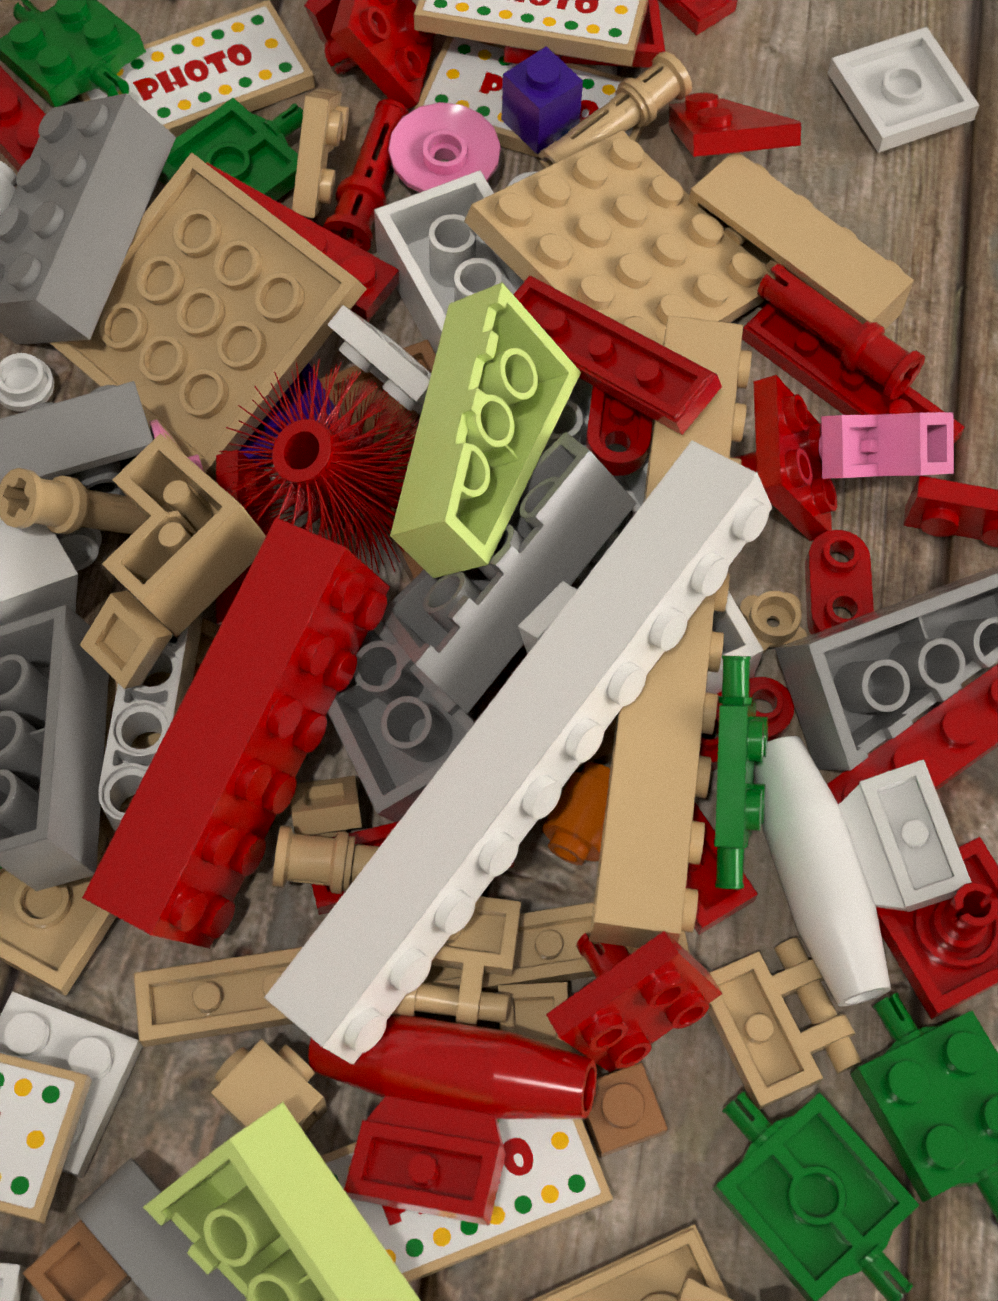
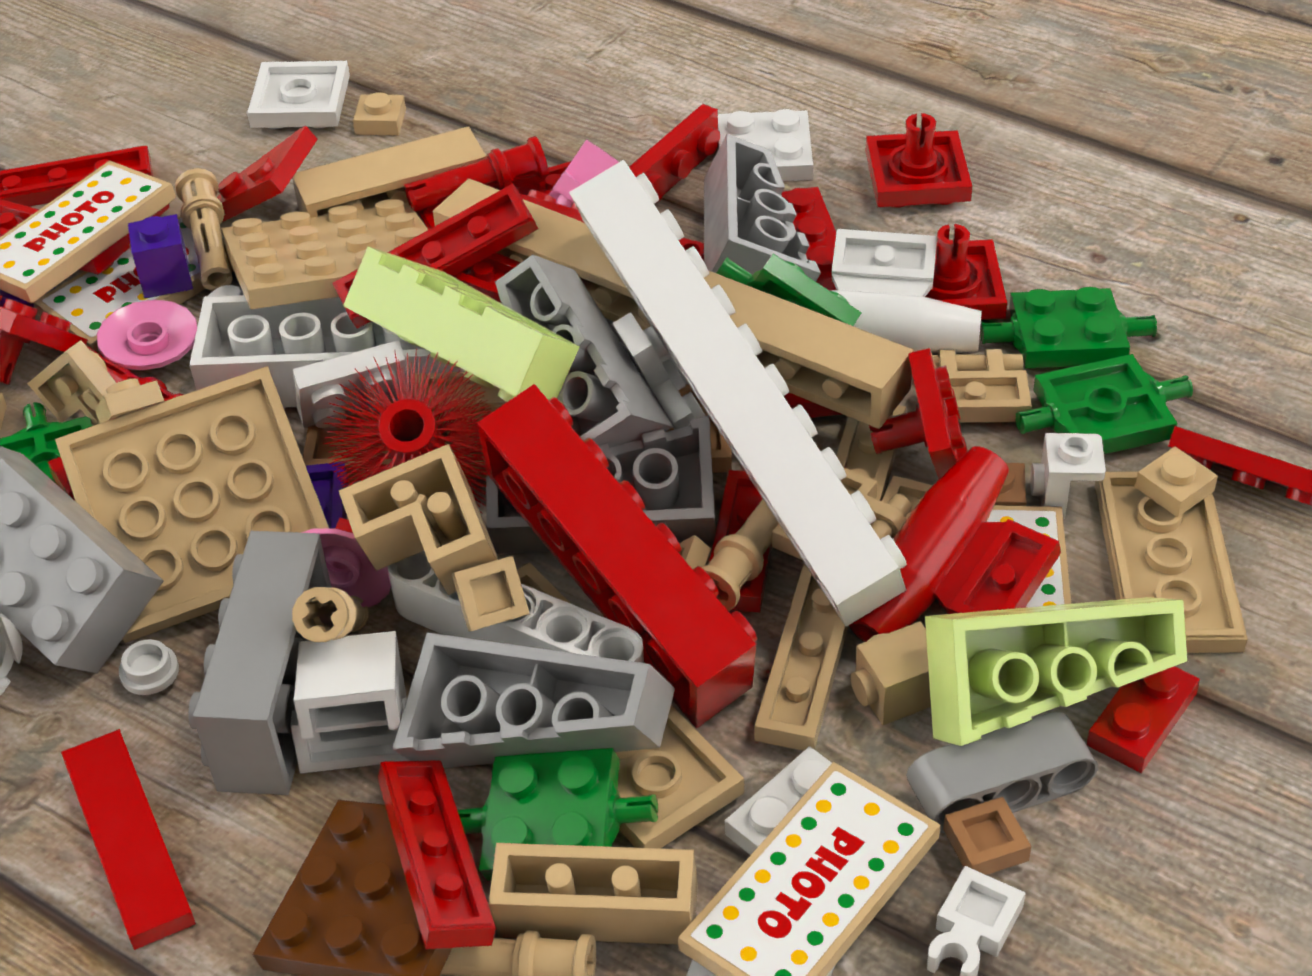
camera: 60 degrees left, 20 degrees down
(267, 186) = (127, 398): none -> tan plate
(658, 1187) = (1066, 459): none -> white bracket
(922, 182) = (379, 114): none -> tan plate

